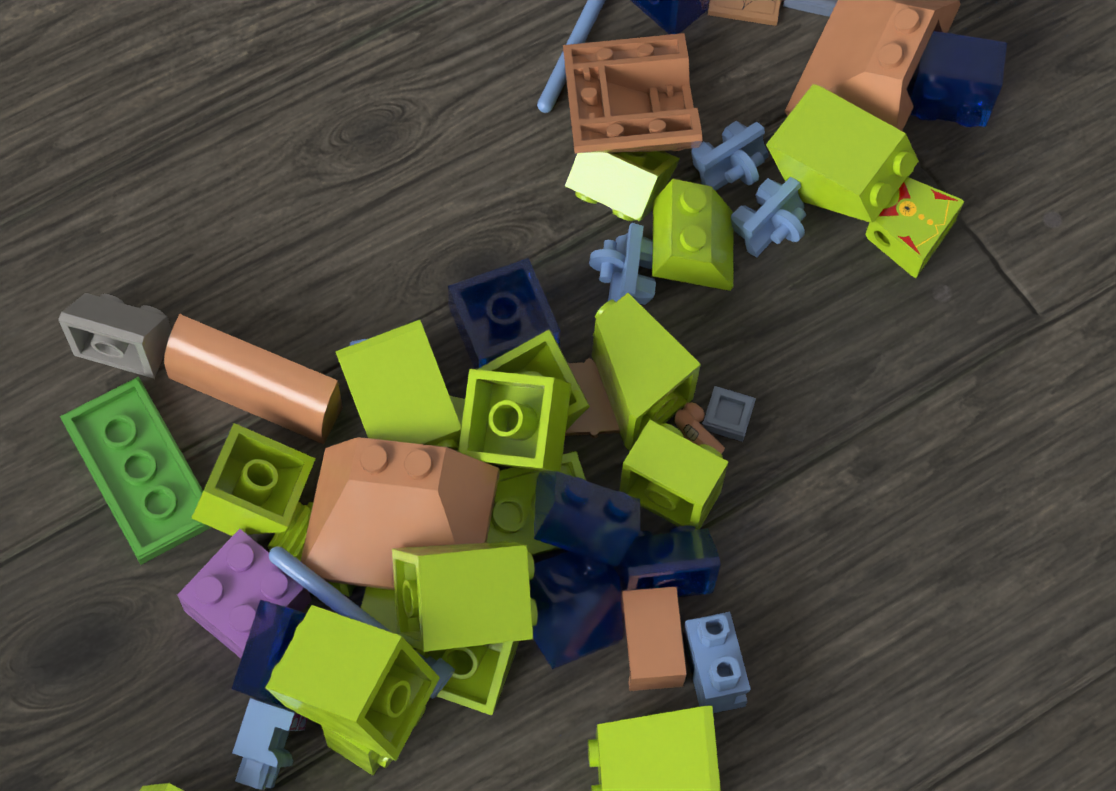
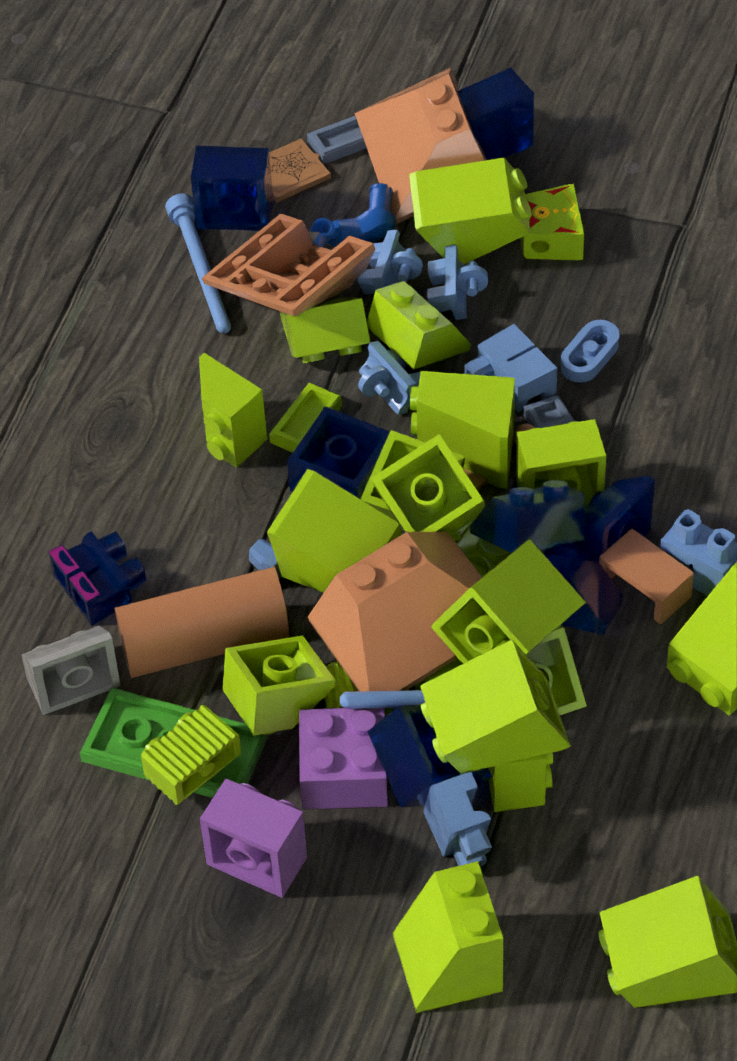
camera: 35 degrees left, 15 degrees down
(97, 607) = (254, 837): none -> medium lavender brick
(126, 493) = (190, 753): none -> lime brick
(214, 263) = (93, 576): none -> clear blue hips
(451, 197) = (231, 412): none -> lime slope
(541, 243) = (302, 415): none -> lime tile
(741, 342) = (514, 355): none -> medium blue hips
(748, 102) = (368, 226): none -> blue arm
(822, 377) = (584, 355): none -> medium blue plate

